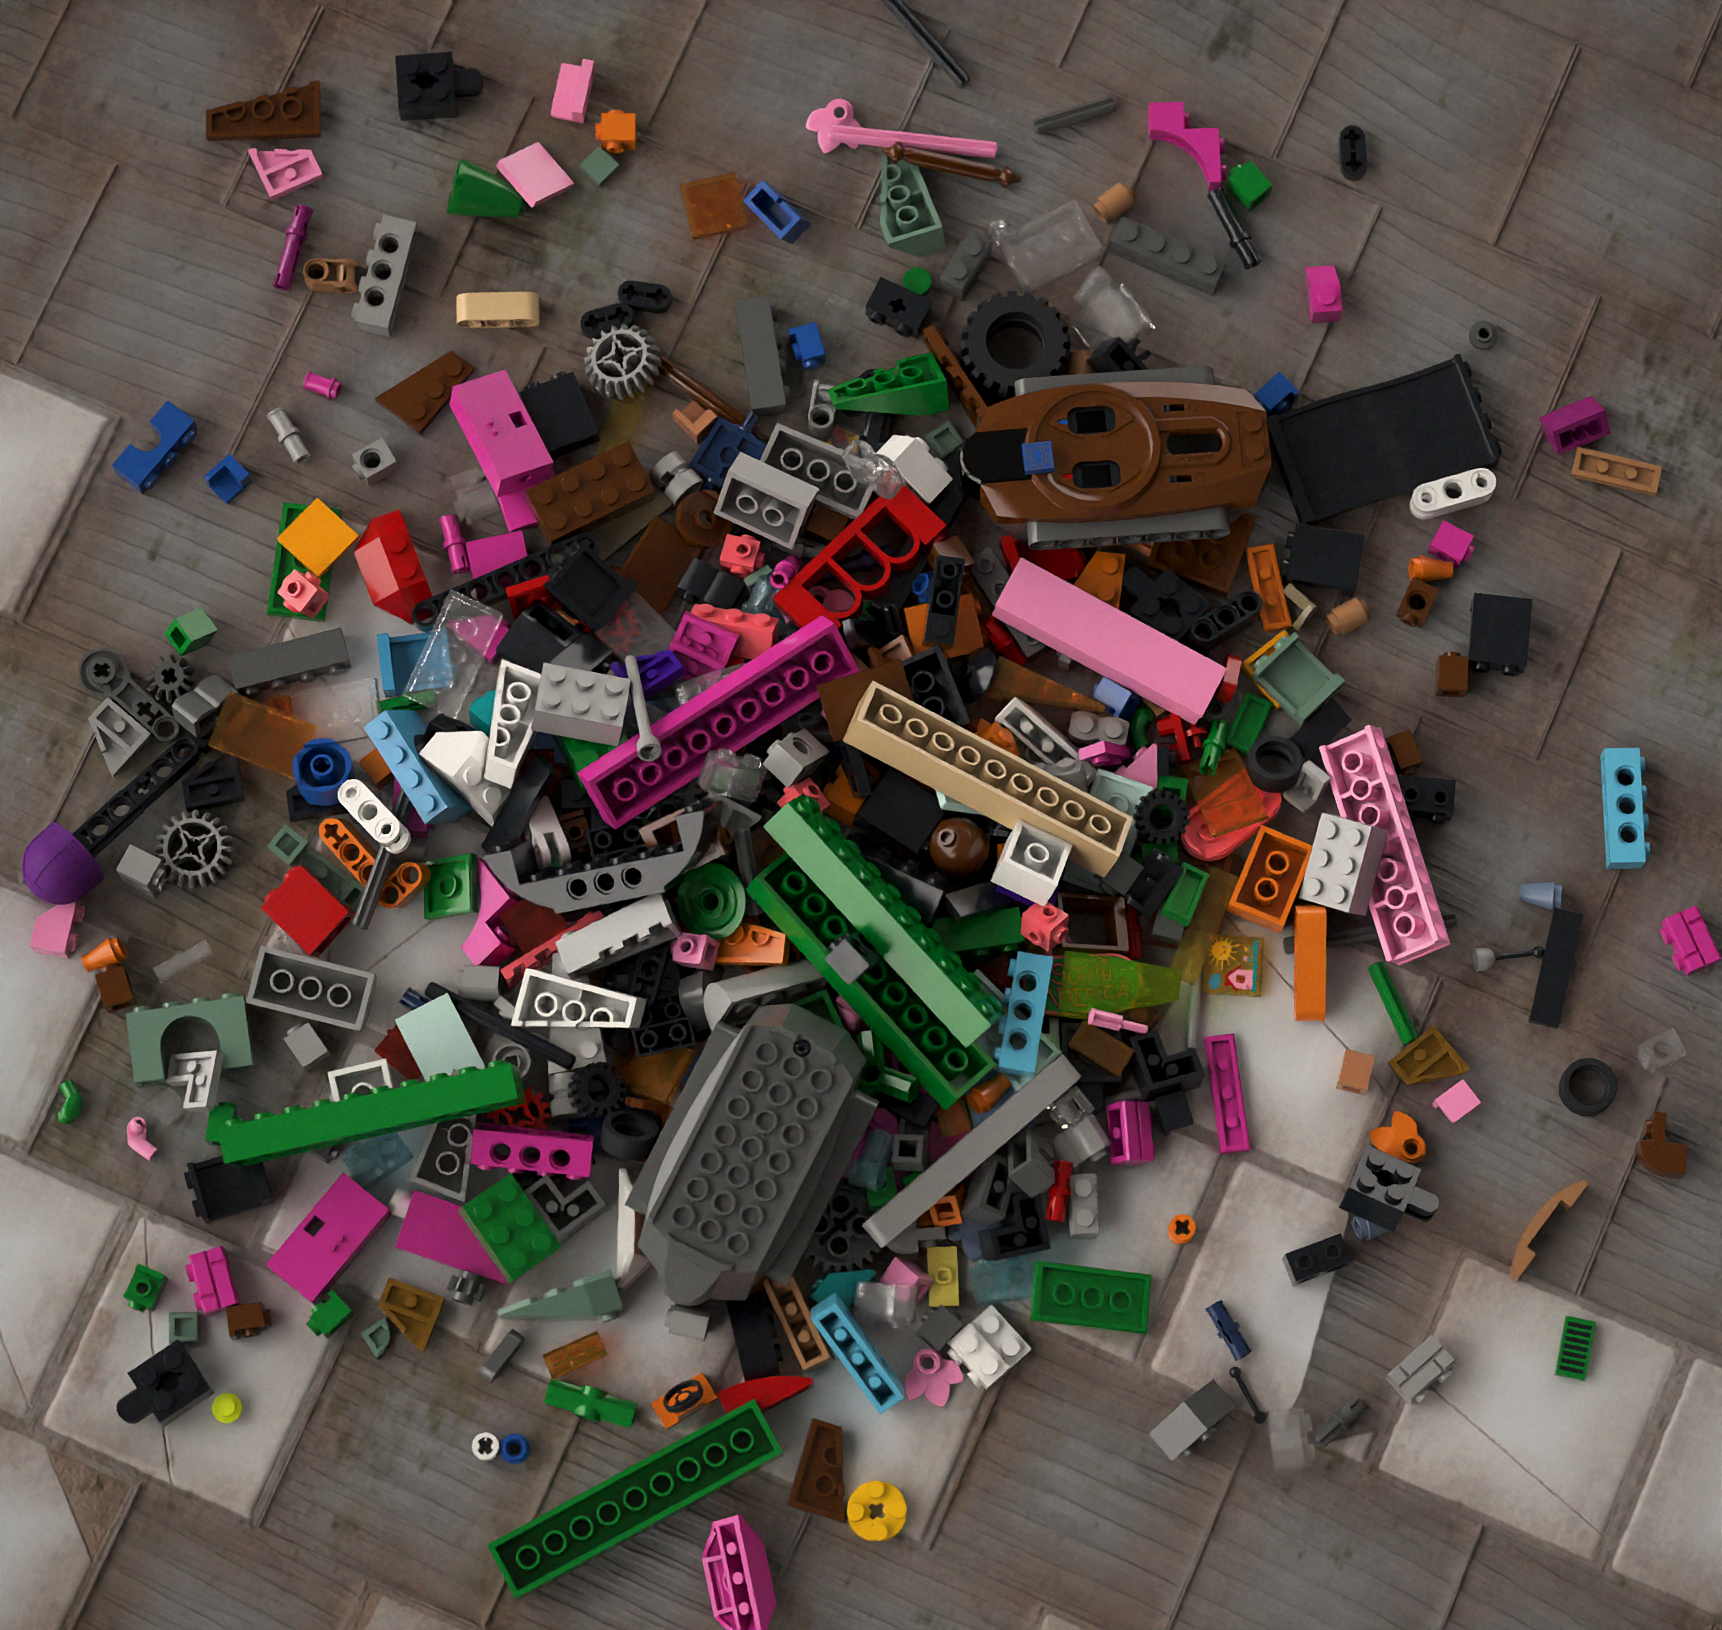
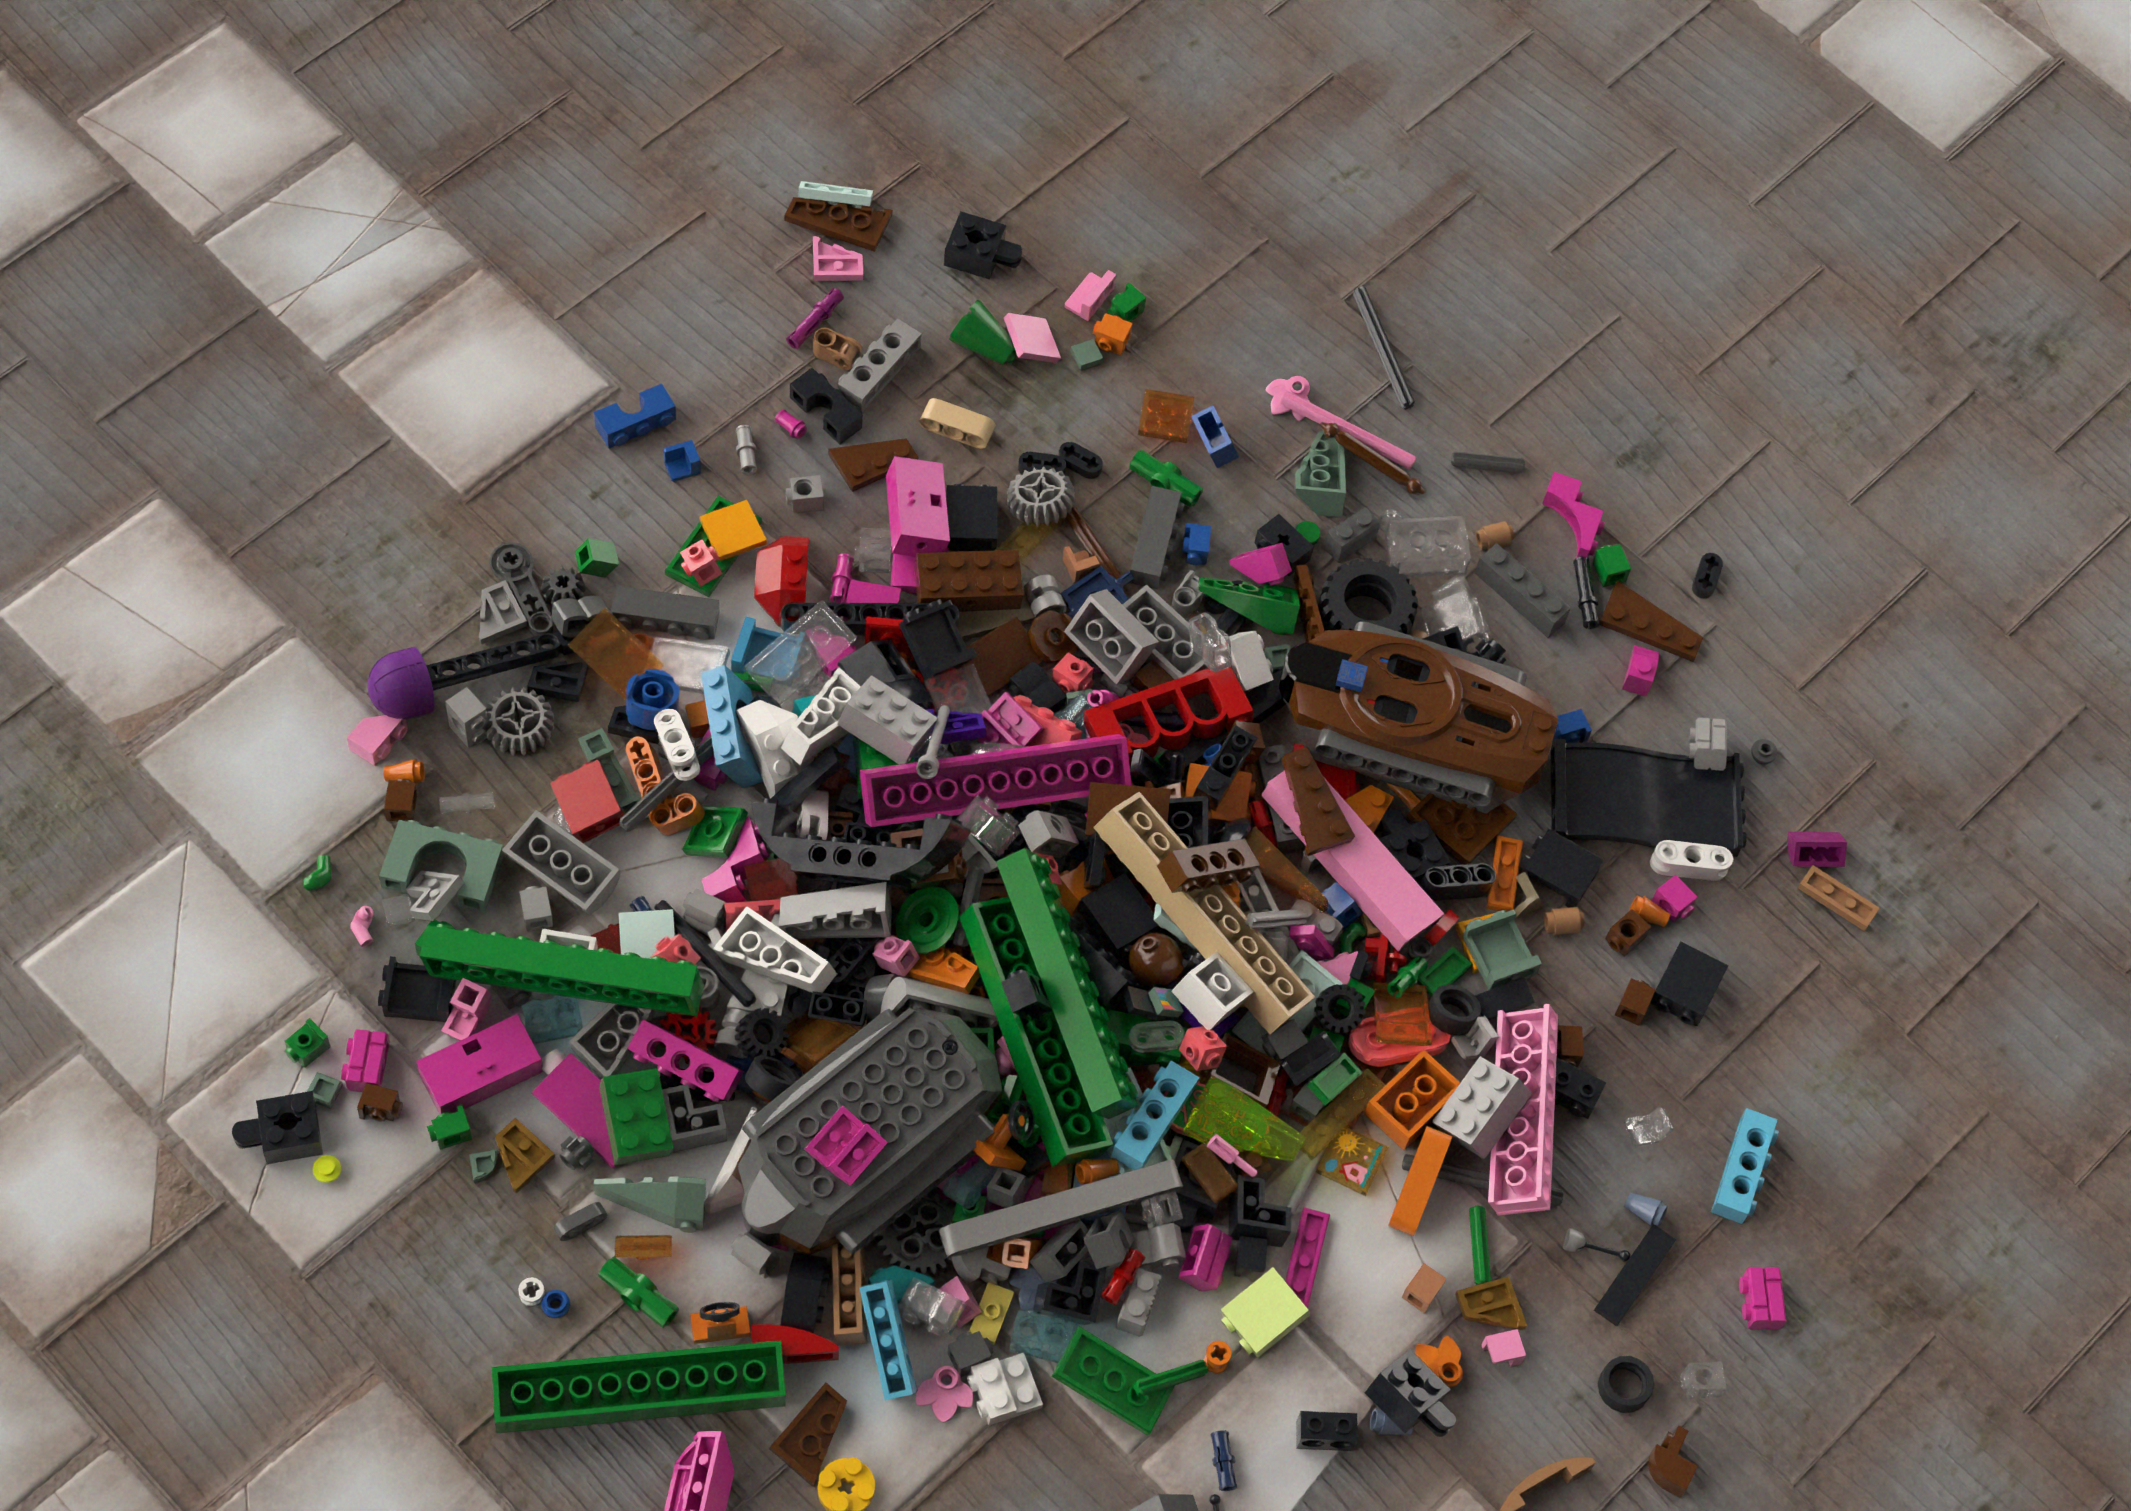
camera: 15 degrees right, 15 degrees down
(249, 86) = (835, 194): none -> light aqua plate
(289, 1188) = (470, 1008): none -> bright pink brick
(330, 335) = (814, 391): none -> black arch
(473, 1045) = (676, 949): none -> coral brick
(618, 90) = (1128, 304): none -> green brick
(743, 281) = (1165, 476): none -> green piece
(743, 1195) = (845, 1145): none -> dark pink slope
(886, 342) = (1263, 564): none -> dark pink slope
(887, 1120) = (994, 1149): none -> orange piece
(975, 733) = (1208, 866): none -> reddish brown brick
(988, 893) = (1165, 1002): none -> sand green tile
(992, 931) = (1155, 1036): none -> clear plate
(1059, 615) = (1318, 810): none -> reddish brown wing
(1062, 751) = (1276, 919): none -> light grey axle
(1145, 1271) = (1170, 1378): none -> green axle
(1162, 344) = (1491, 651): none -> black gear
(1209, 1166) = (1264, 1313): none -> yellowish green brick
(1306, 235) = (1645, 622): none -> reddish brown wing
(1426, 355) = (1709, 744): none -> light grey brick
(1514, 807) = (1649, 1128): none -> clear bracket

